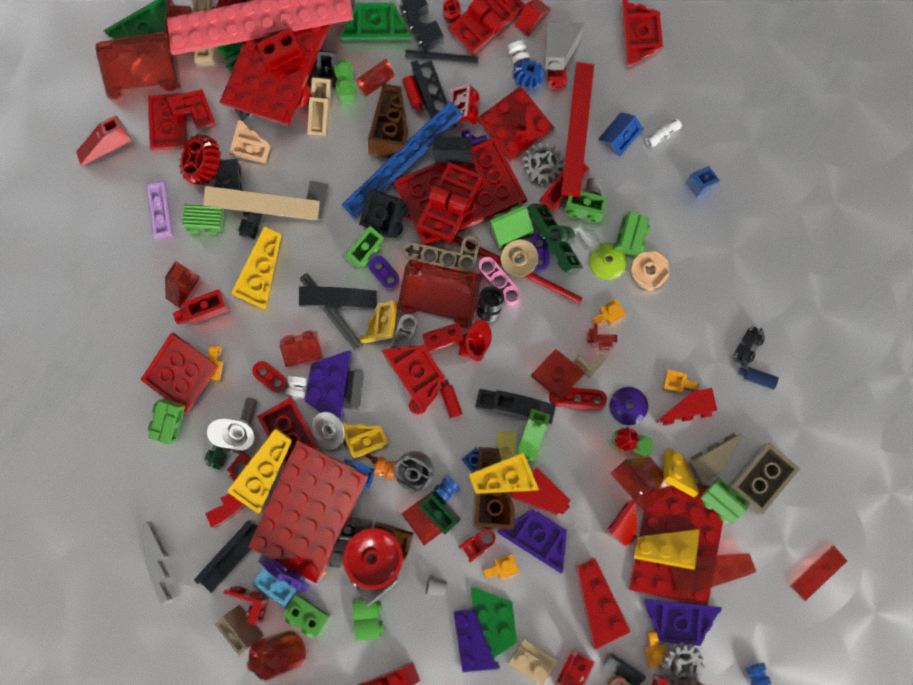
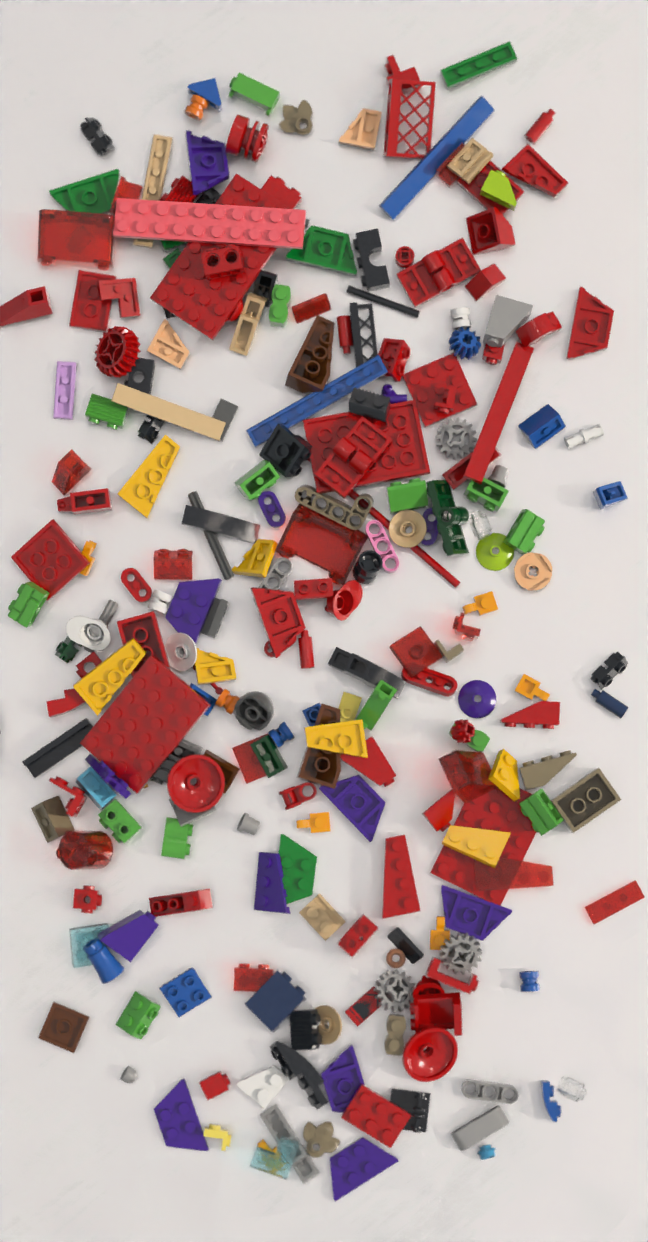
camera: 10 degrees right, 5 degrees up
(593, 44) = (538, 328): none -> red brick

